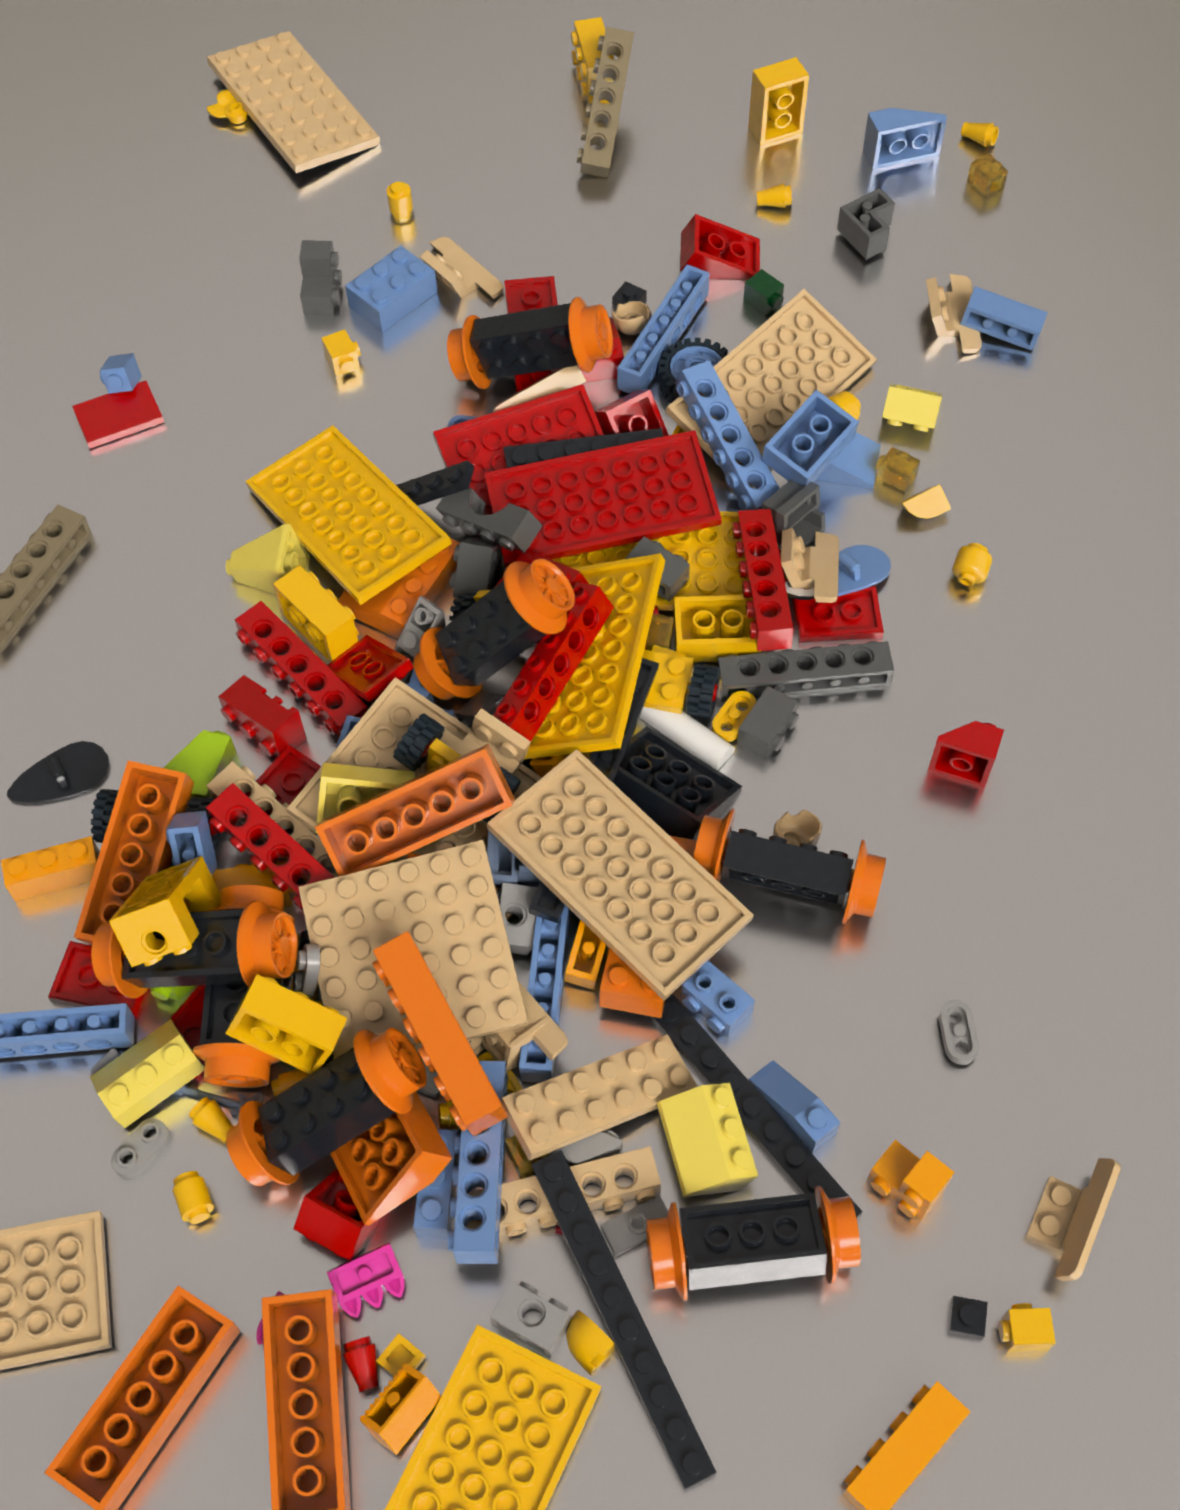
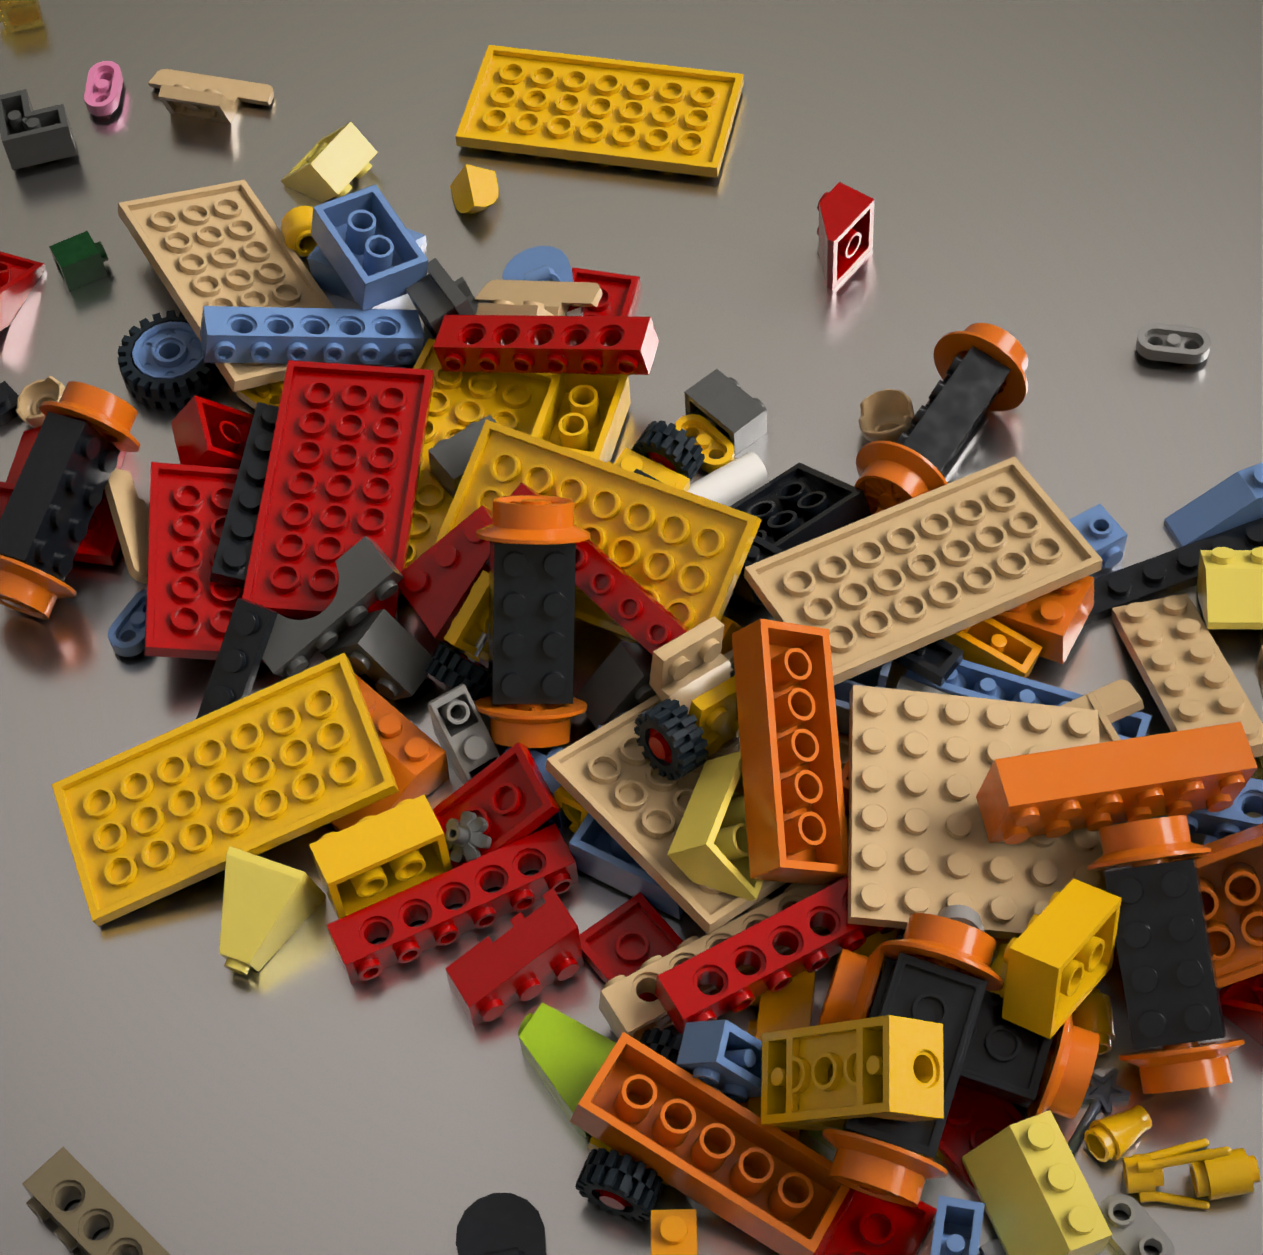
camera: 70 degrees left, 5 degrees down
(184, 1146) = (1145, 1171): none -> yellow plant
(344, 657) = (466, 837): none -> dark grey plant
(663, 329) = (80, 360): medium blue brick -> none
(819, 676) = (677, 323): dark grey brick -> none
(897, 470) = (419, 202): clear yellow brick -> none
(932, 250) = (103, 88): none -> bright pink plate
(972, 564) = (583, 171): yellow head -> none
(1003, 318) = (247, 49): medium blue brick -> none
(1047, 562) = (601, 110): none -> yellow plate

